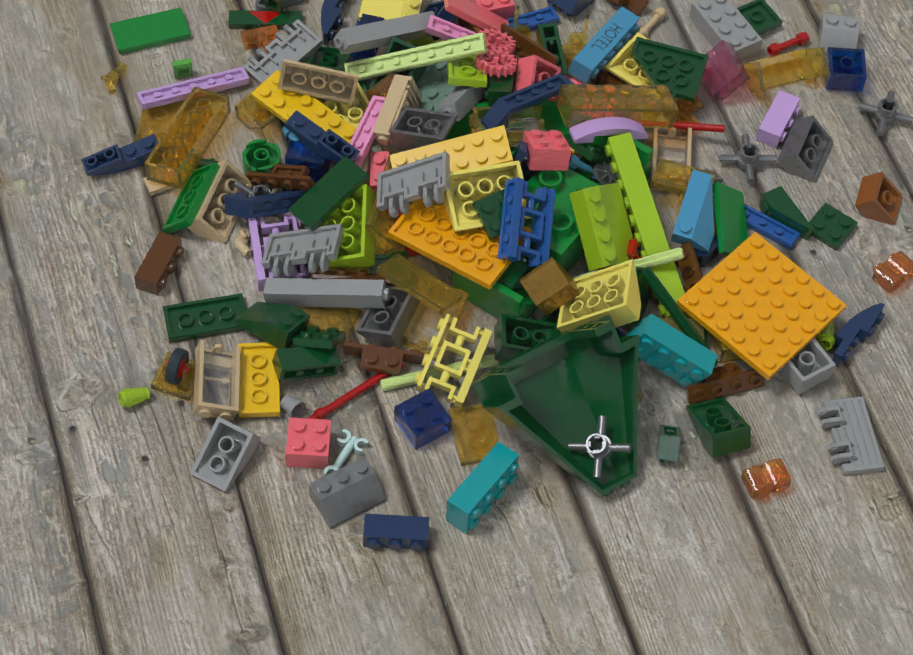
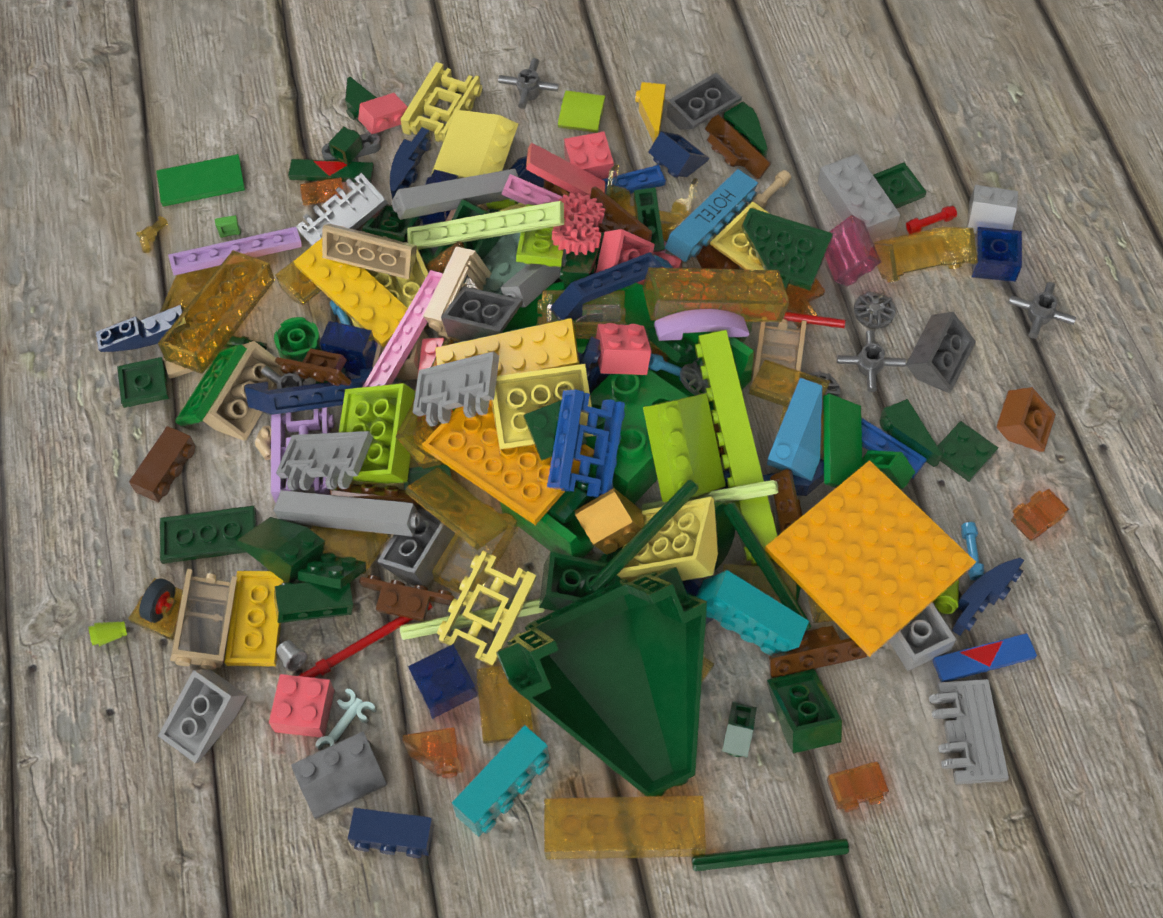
camera: 10 degrees right, 5 degrees up
(129, 199) = (142, 382): none -> dark green plate
(318, 140) = (360, 324): dark blue slope -> none
(328, 193) = (360, 392): dark green tile -> none
(425, 469) = (436, 751): none -> clear orange slope
(580, 293) = (644, 536): none -> dark green axle
(584, 518) = (624, 827): none -> clear yellow brick
(594, 441) = (660, 737): flat silver bar -> none
(632, 251) = (718, 478): red tile -> none
(702, 532) = (770, 854): none -> dark green axle
(746, 118) = (874, 310): none -> flat silver wheel
(775, 236) = (892, 465): none -> green slope
(778, 119) = (912, 313): lavender brick -> none
(839, 288) = (970, 532): none -> dark azure bar
(858, 381) = (984, 658): none -> blue tile

